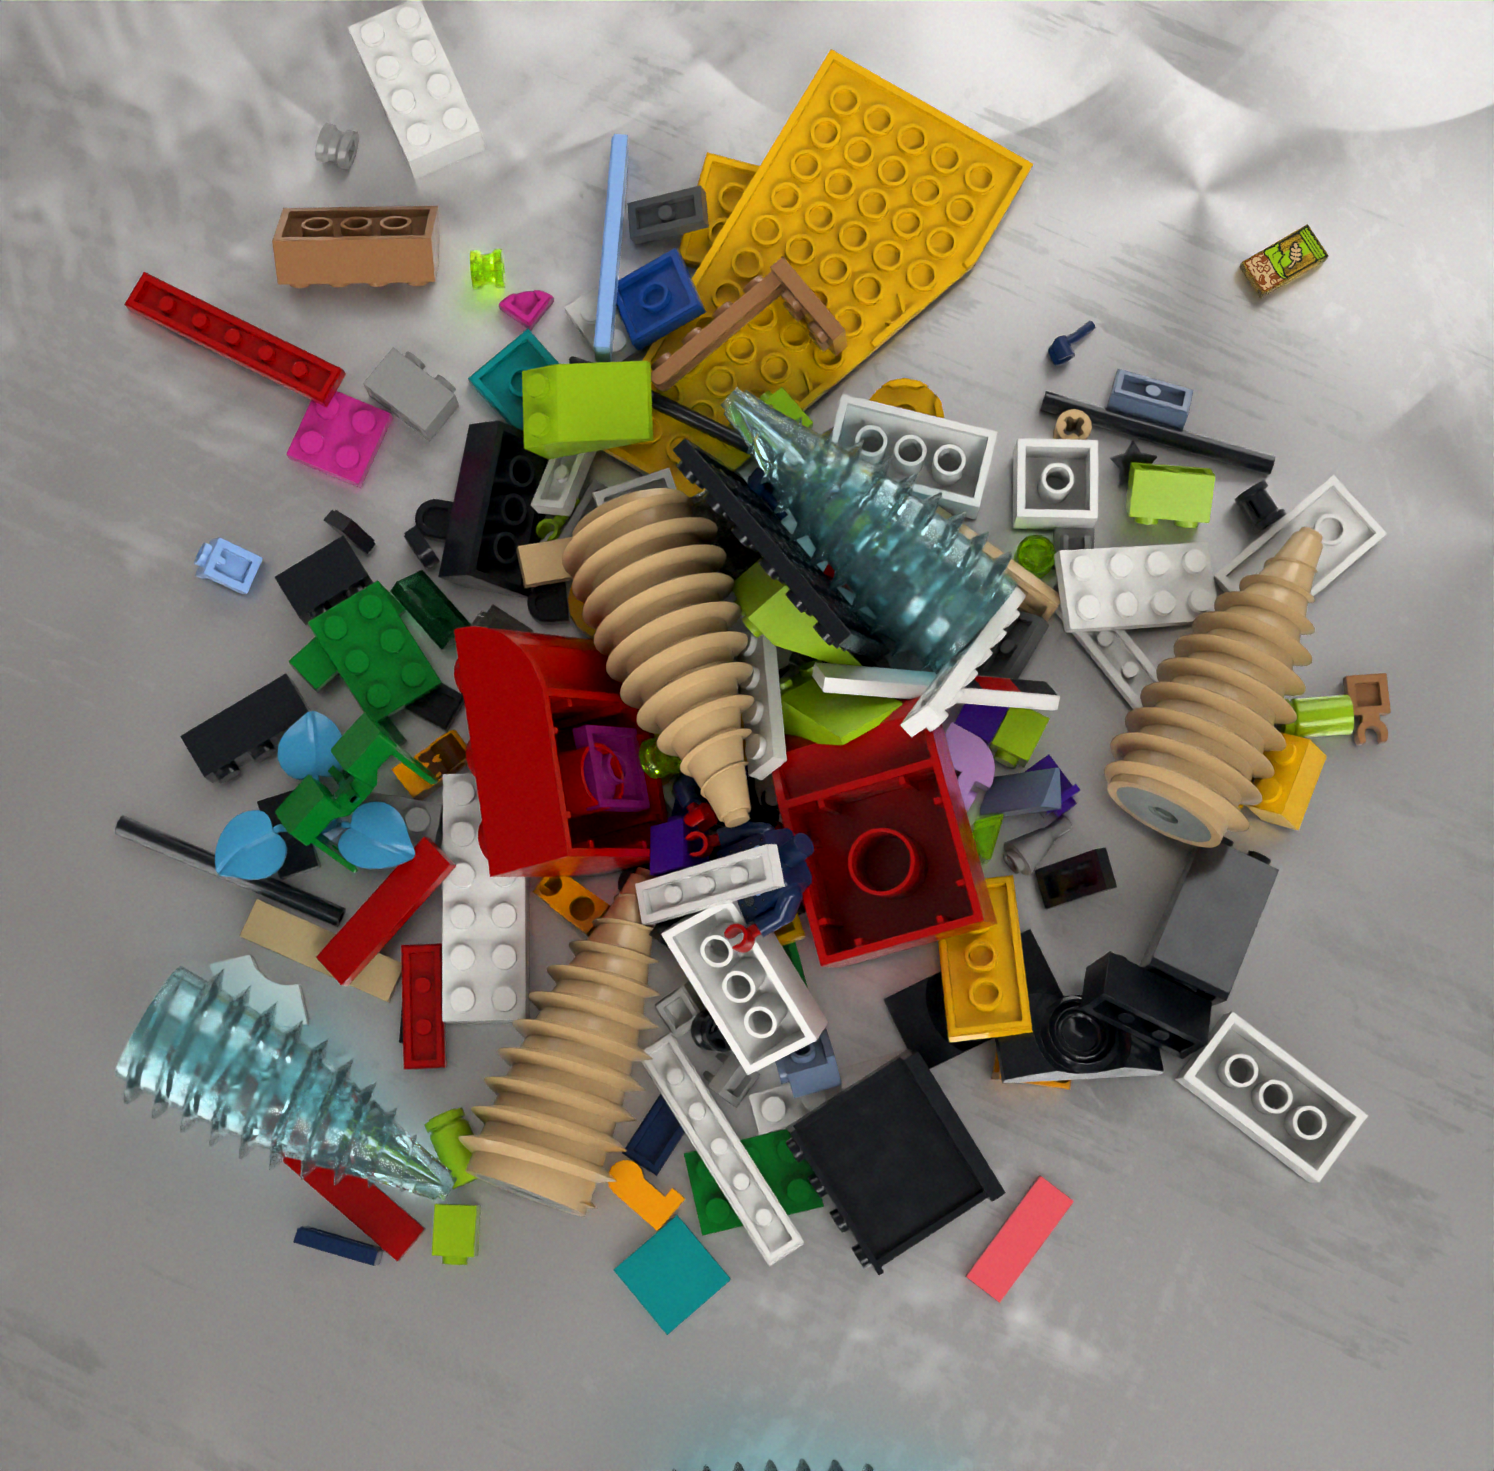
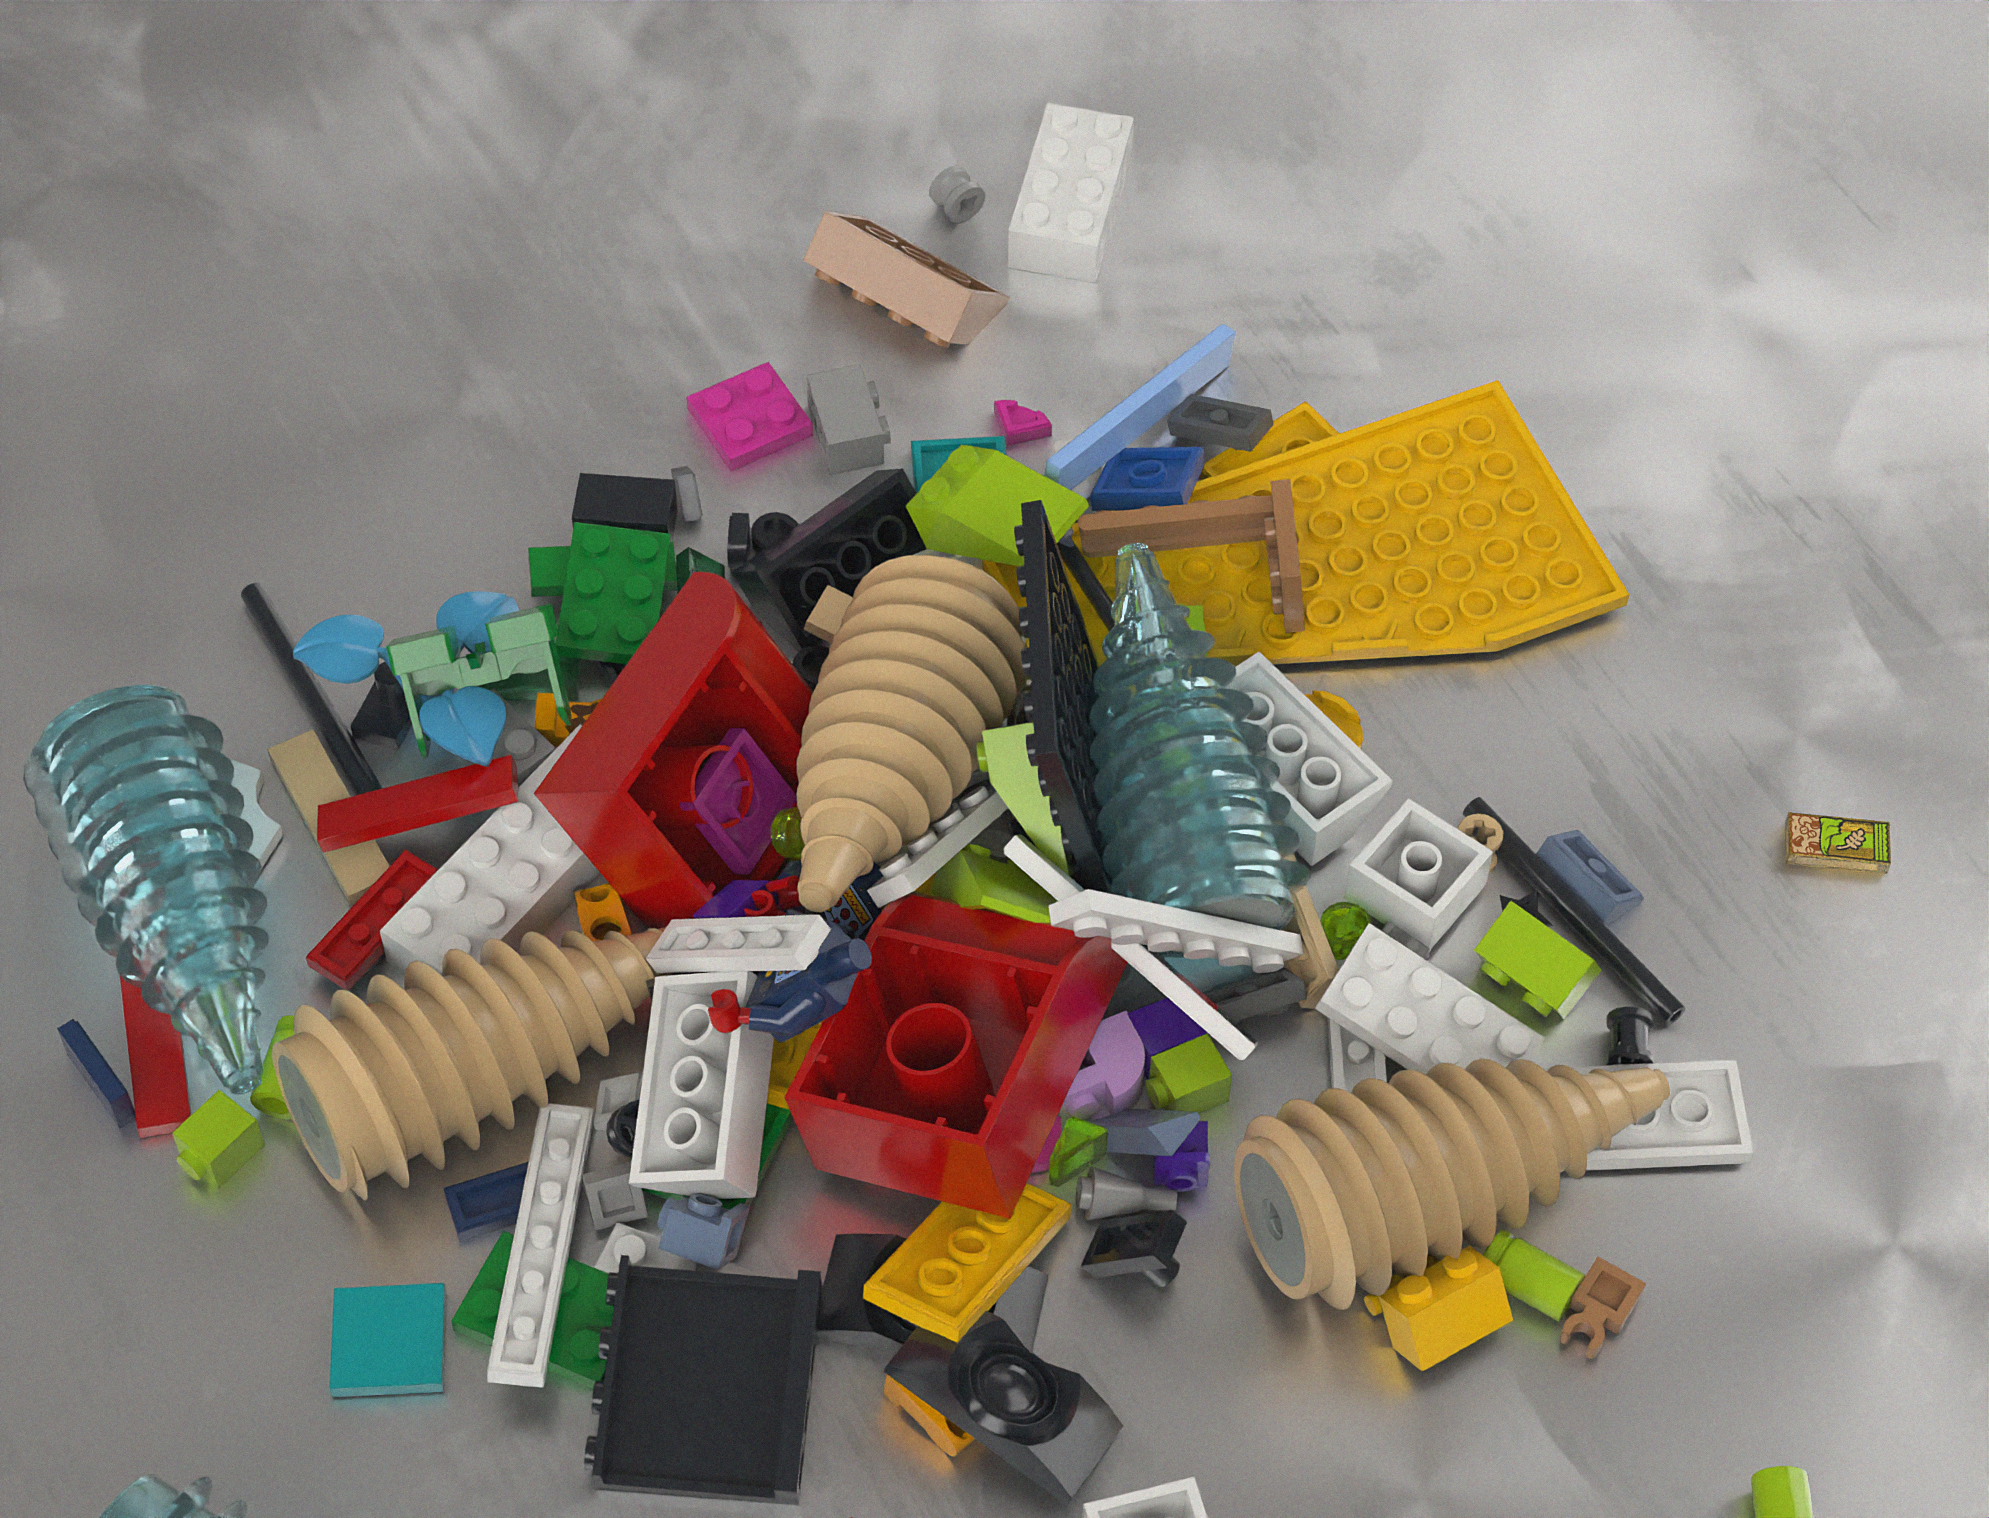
camera: 35 degrees right, 25 degrees down
(227, 564) = (550, 447): light blue bracket -> none
(235, 339) = (726, 283): red tile -> none
(245, 730) = (418, 580): black brick -> none
(487, 269) = (1008, 365): clear neon green wheel -> none
(642, 1195) = (425, 1225): light orange leg -> none
(1061, 348) = (1531, 770): dark blue hand -> none
(1146, 1005) = (1104, 1409): black brick -> none
(1211, 919) = (1245, 1386): black slope -> none

